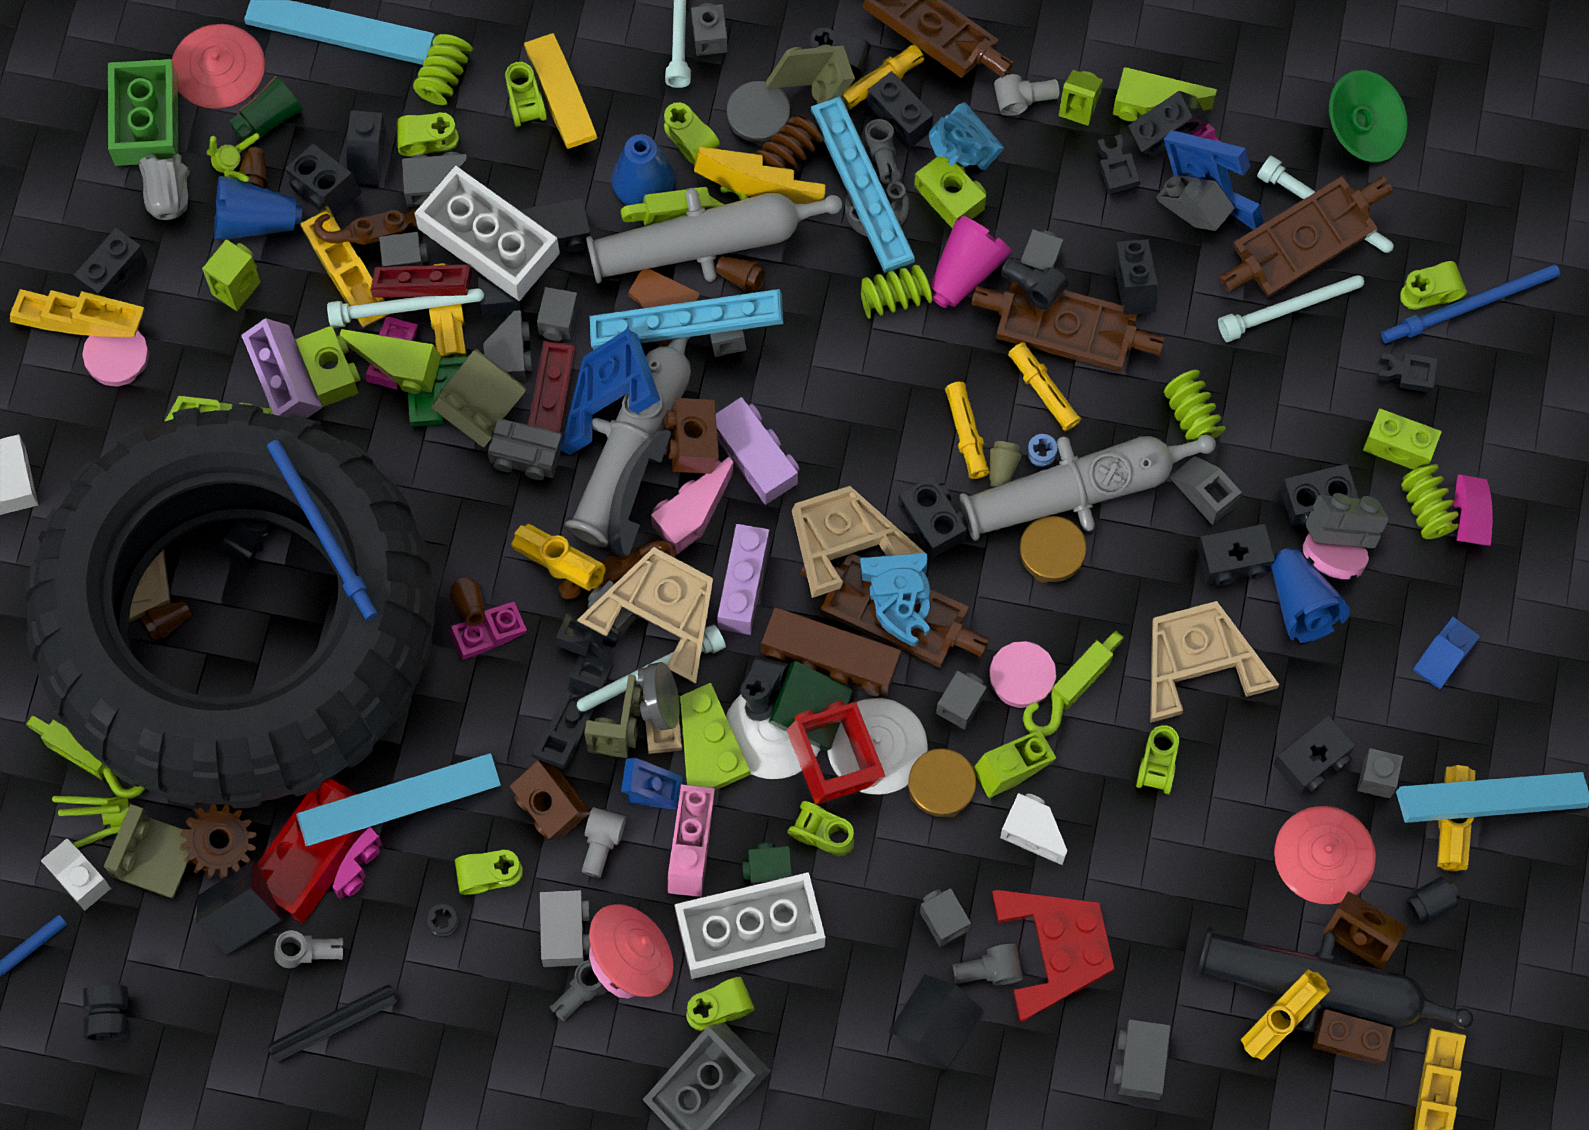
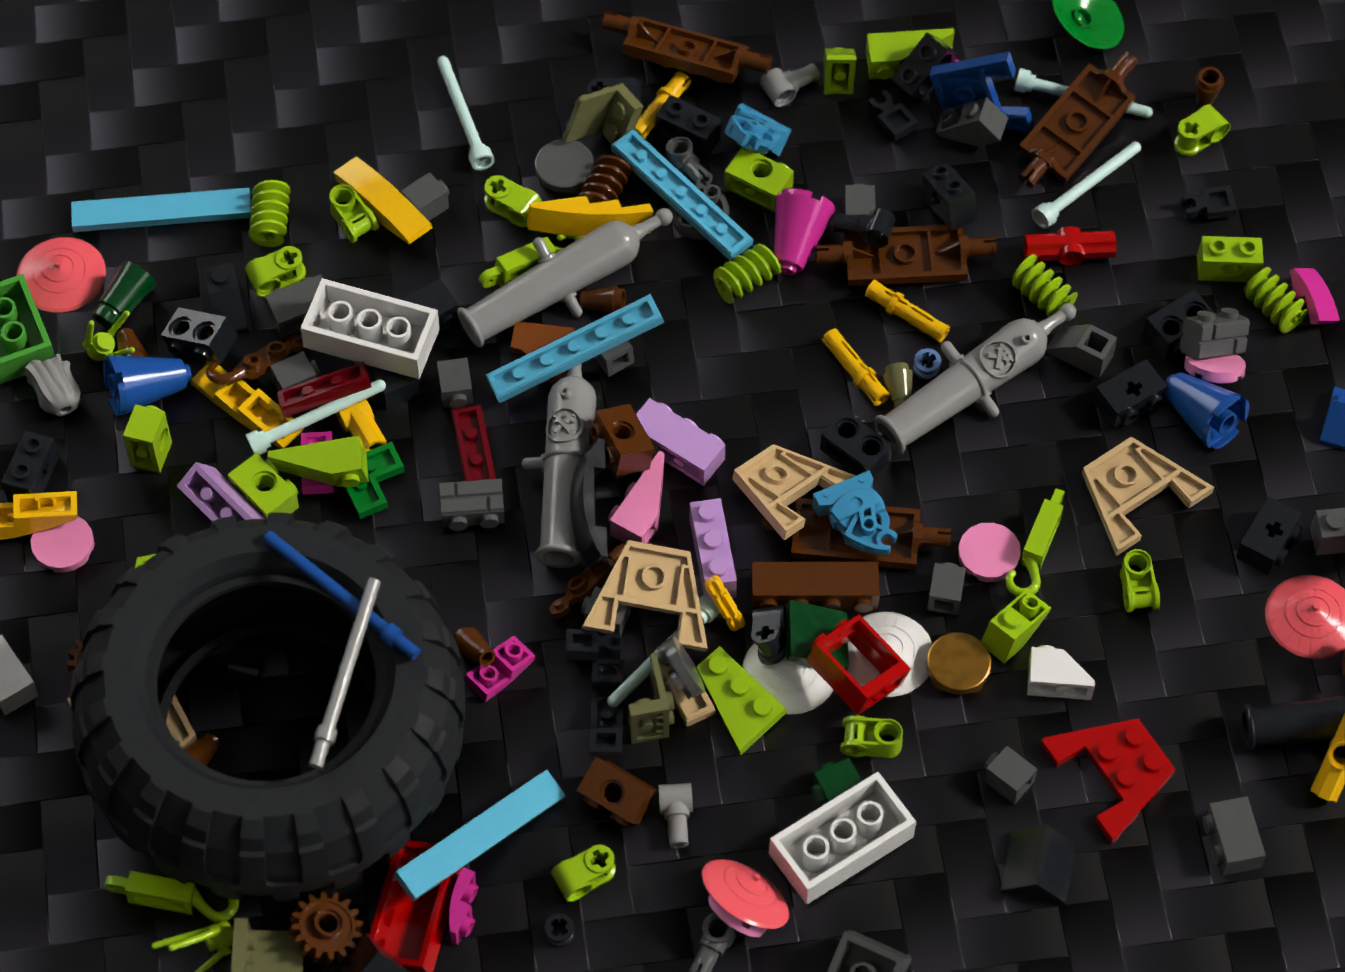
camera: 20 degrees left, 10 degrees down
(253, 668) = (326, 733): none -> light grey bar
(478, 397) = (414, 469): olive bracket -> none
(507, 349) = (421, 429): dark grey slope -> none
(558, 557) = (541, 582): yellow piece -> none
(563, 929) = (673, 898): light grey brick -> none
(603, 378) = (522, 419): blue wing -> none
(605, 102) = (428, 196): none -> dark grey brick
(641, 171) = (481, 240): blue cone -> none
(650, 785) = (702, 750): blue slope -> none
(691, 841) = (758, 785): bright pink slope -> none
(709, 29) = (494, 112): dark grey brick -> none
(725, 1003) = (844, 913): lime piece -> none
(731, 641) = (724, 603): none -> yellow axle
(999, 965) = (1074, 799): dark grey pin -> none
(1052, 549) = (971, 440): pearl gold tile -> none
(1242, 370) = (1070, 245): none -> red piece
(1414, 325) = (1199, 166): blue bar -> none
(1460, 239) = (1208, 85): none -> reddish brown cone

